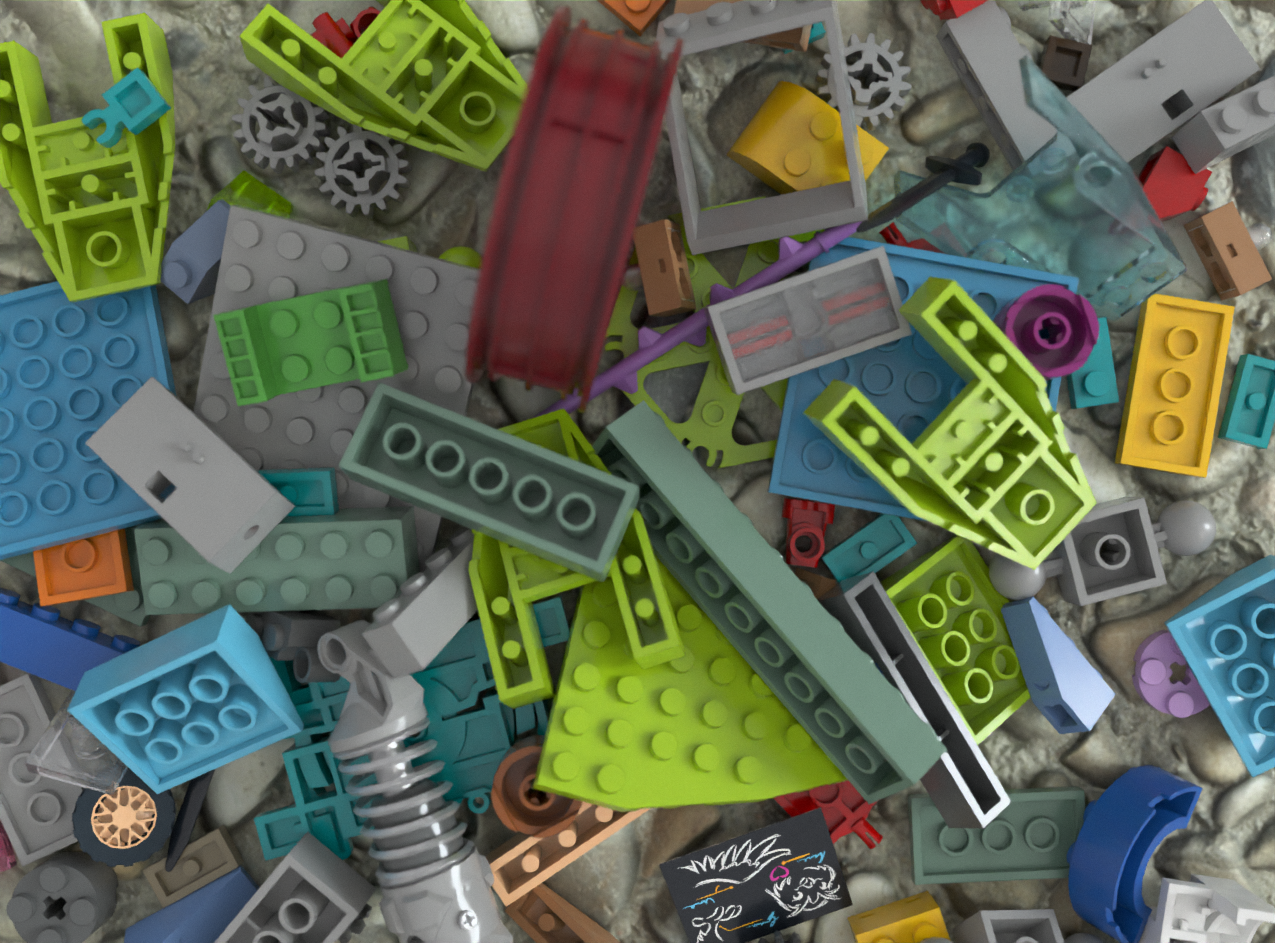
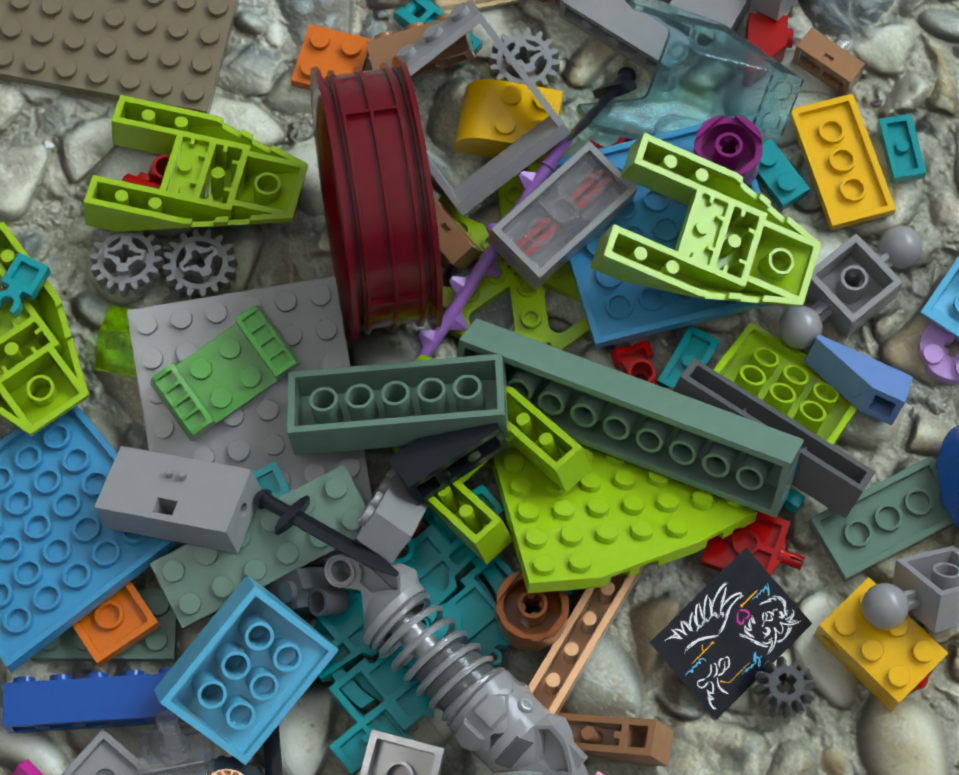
camera: 25 degrees left, 20 degrees down
(195, 256) = (111, 365): sand blue slope -> none
(311, 564) = (295, 516): none -> black sword
(497, 574) = (444, 458): none -> black slope

